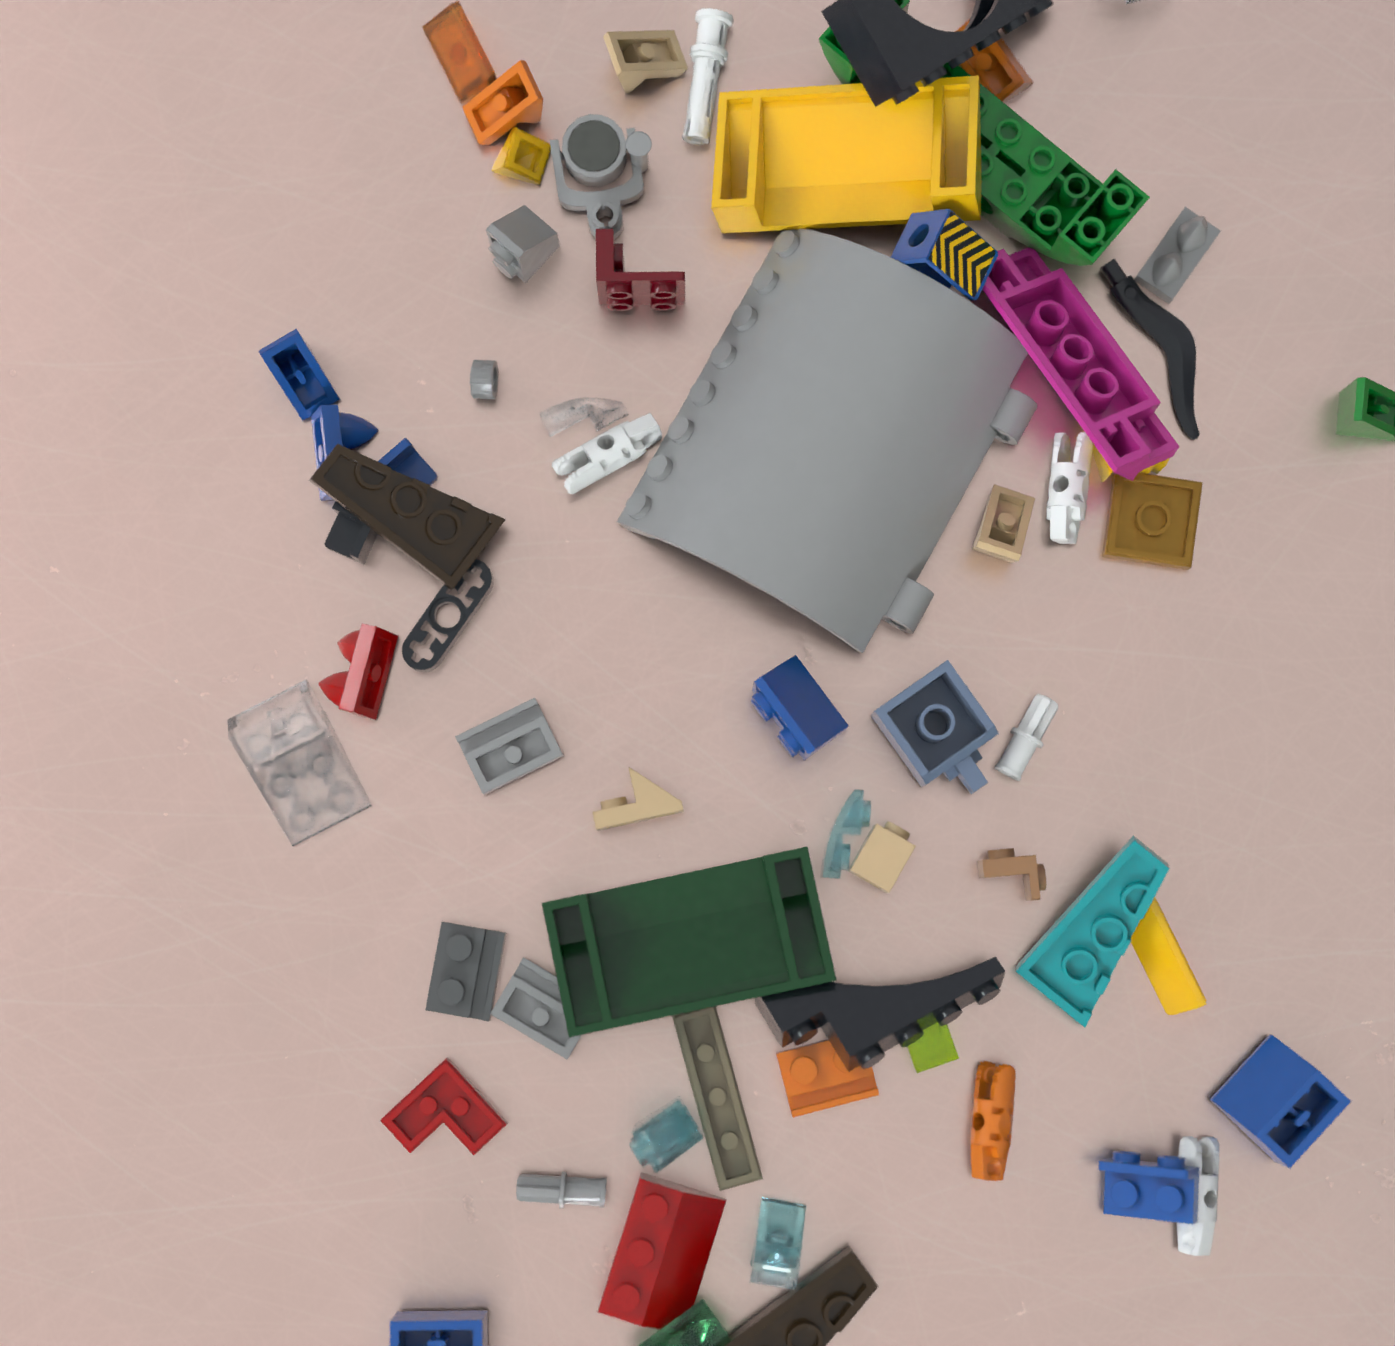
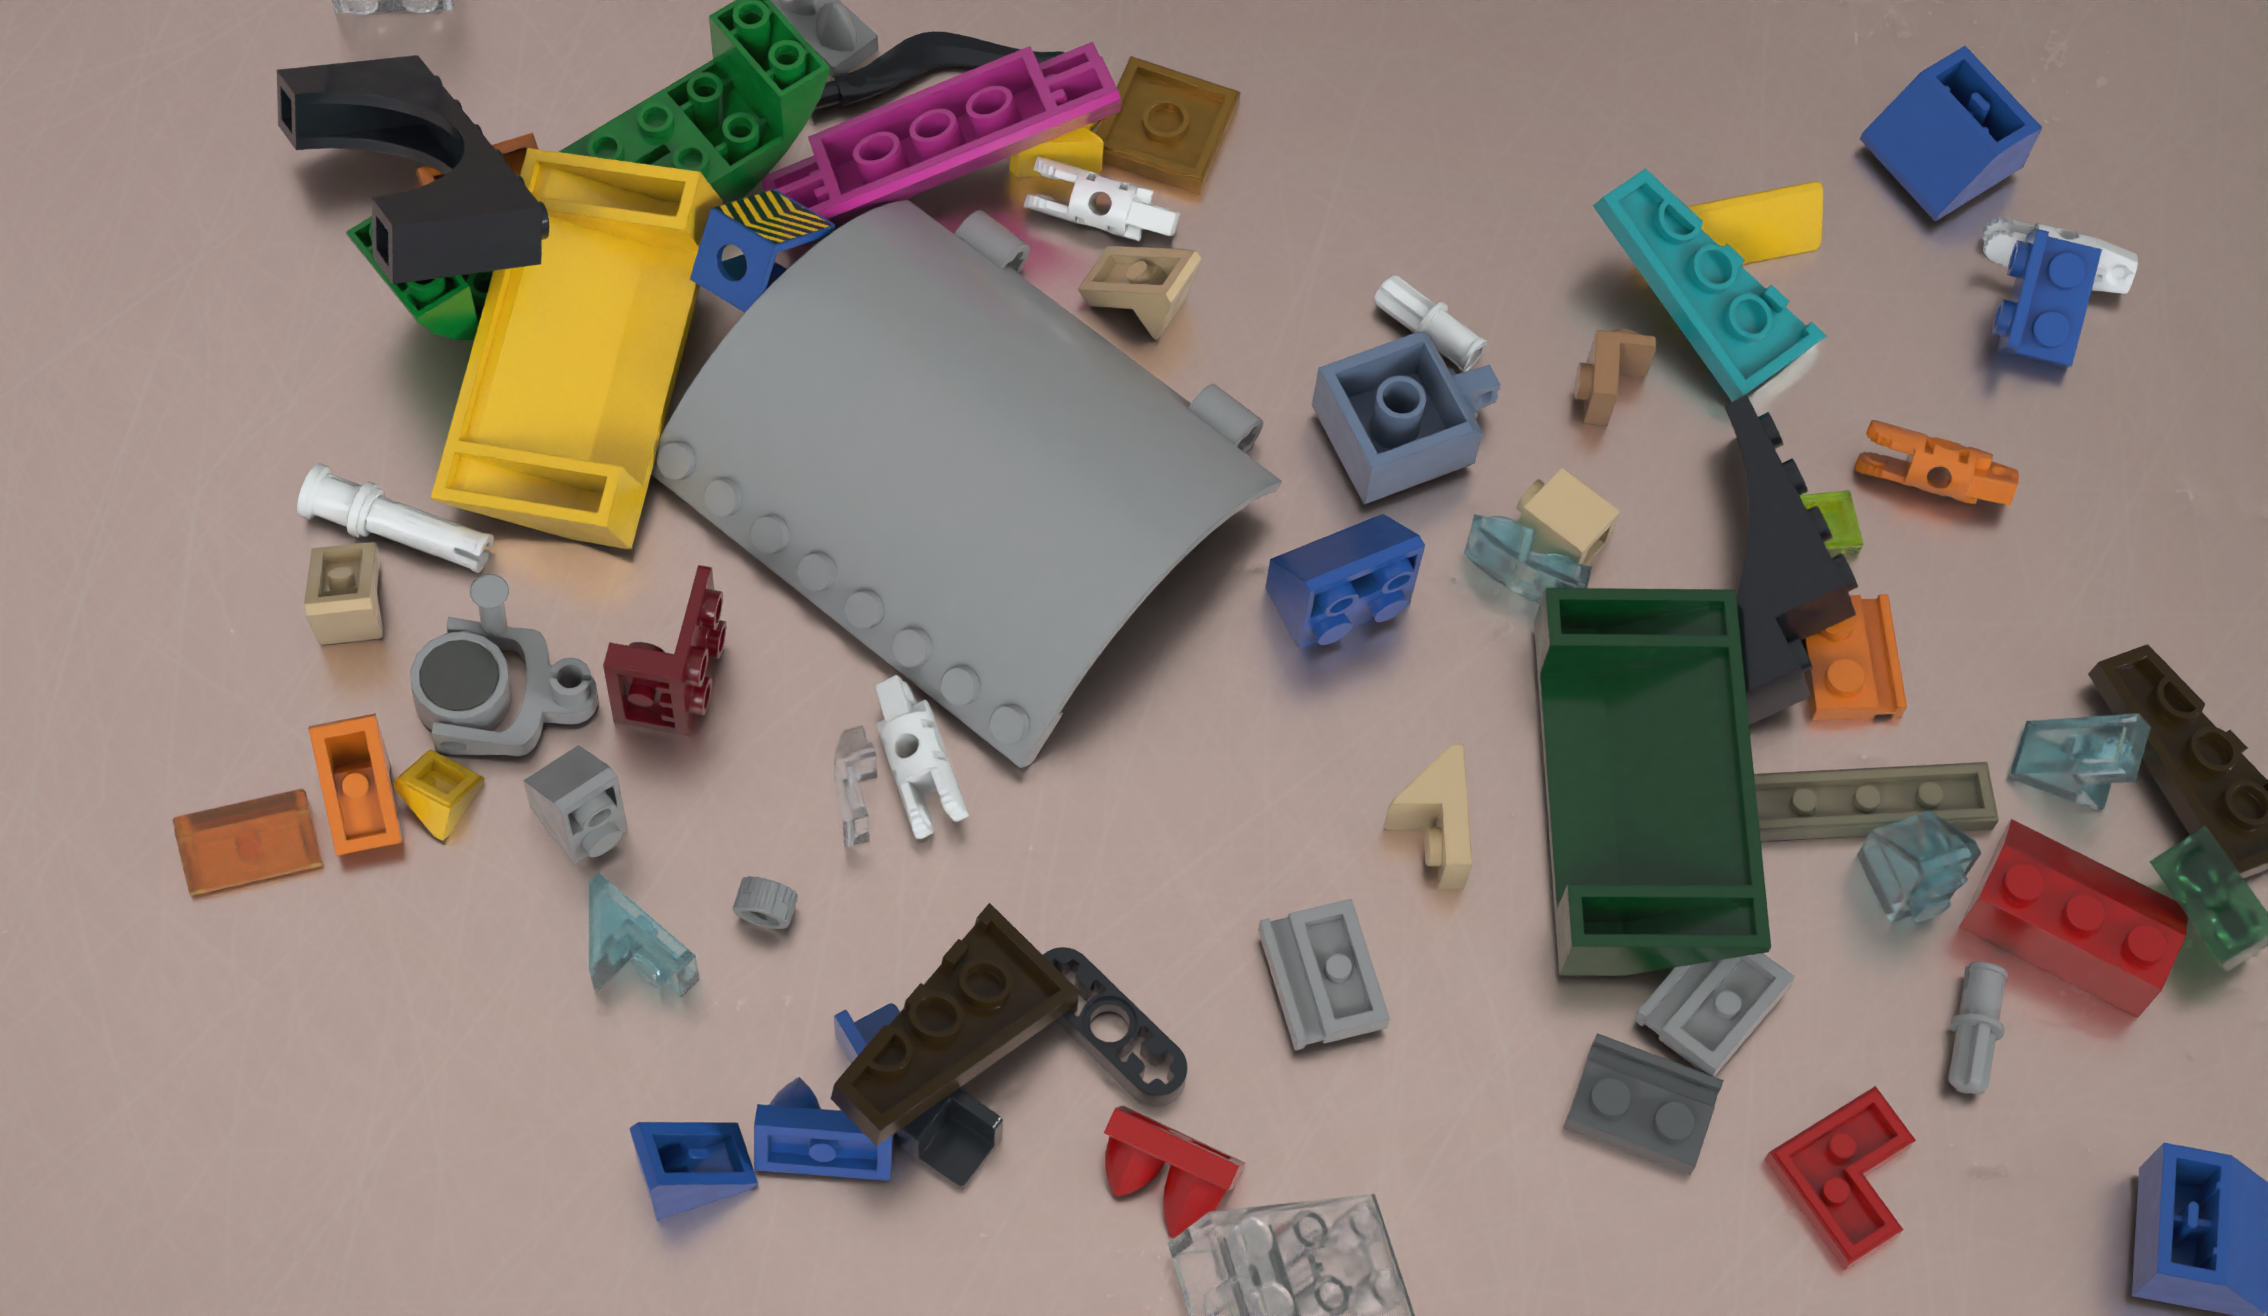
camera: 85 degrees left, 20 degrees down
(445, 293) = (625, 931): none -> clear light blue slope

